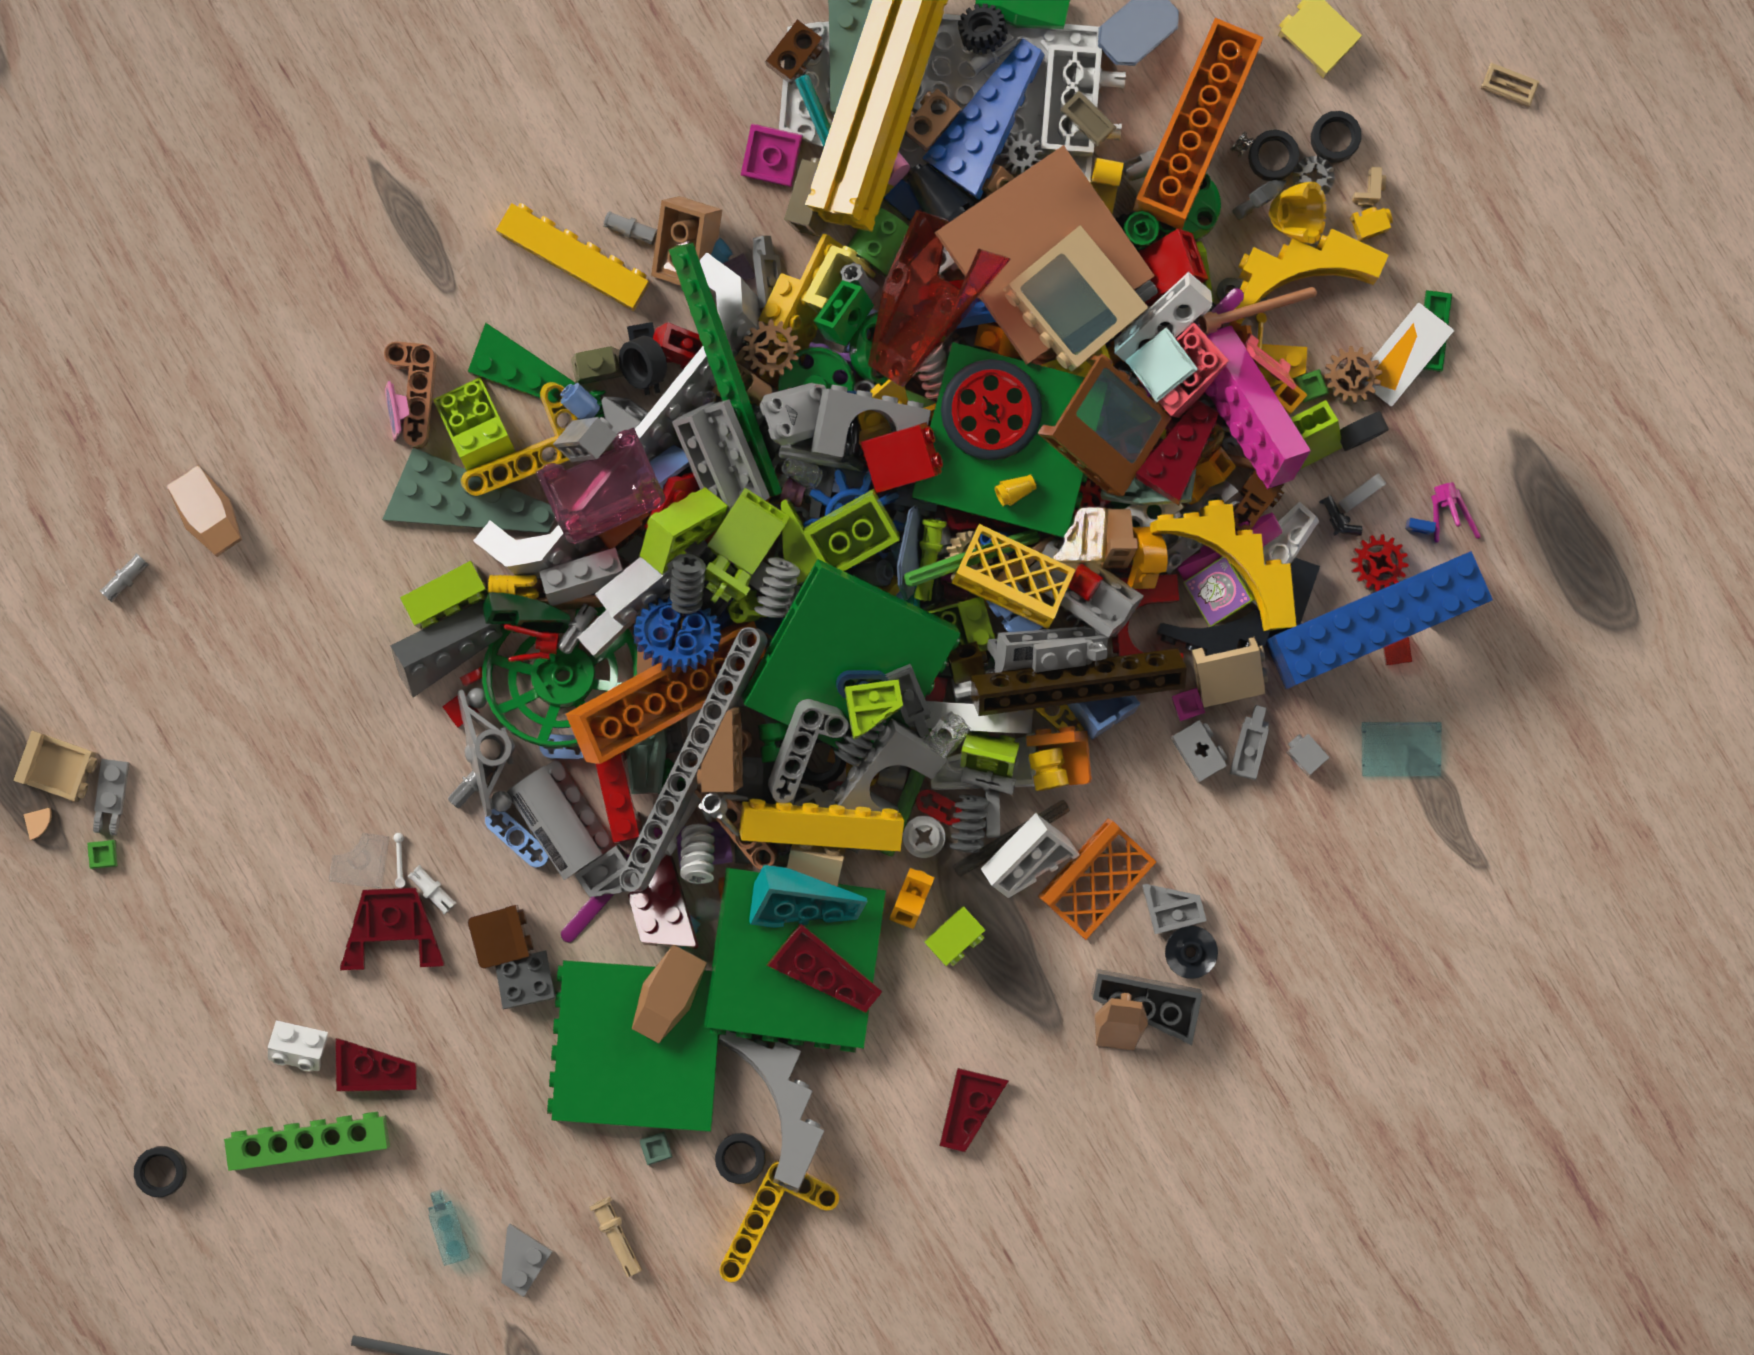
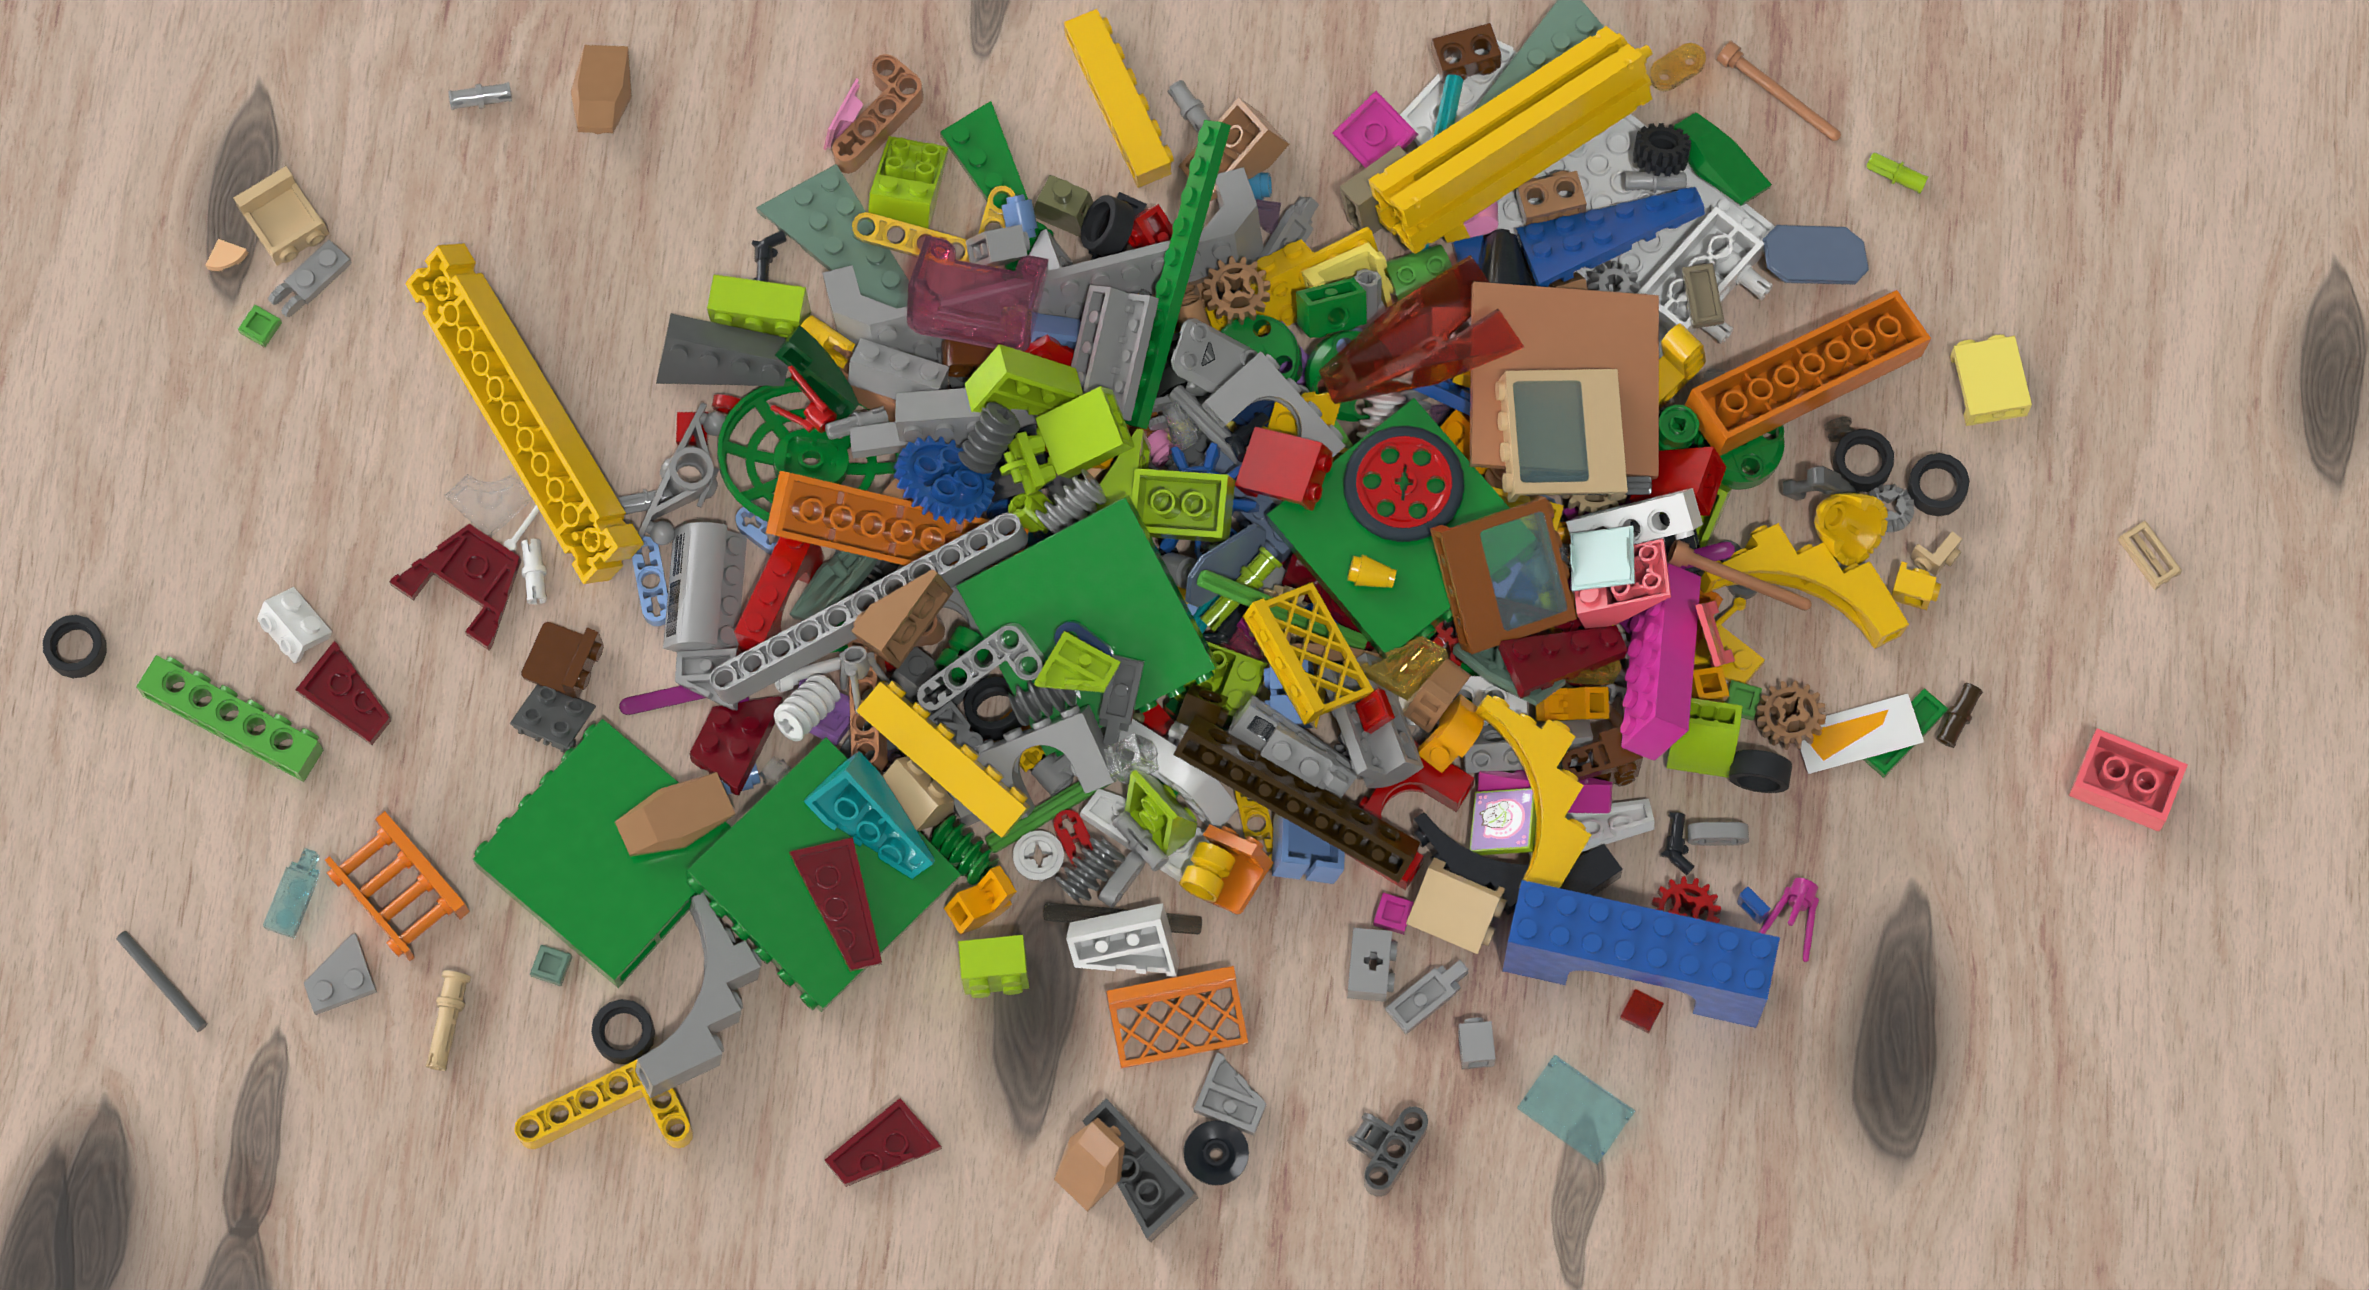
camera: 45 degrees right, 15 degrees down
(340, 787) = (524, 413): none -> yellow brick
(414, 549) = (765, 253): none -> black piece
(530, 1153) = (407, 857): none -> orange fence
(872, 871) = (961, 850): none -> green piece
(1291, 865) = (1380, 1139): none -> dark grey piece
(1463, 292) = (1959, 715): none -> dark brown pin
(1607, 260) = (2128, 780): none -> coral brick

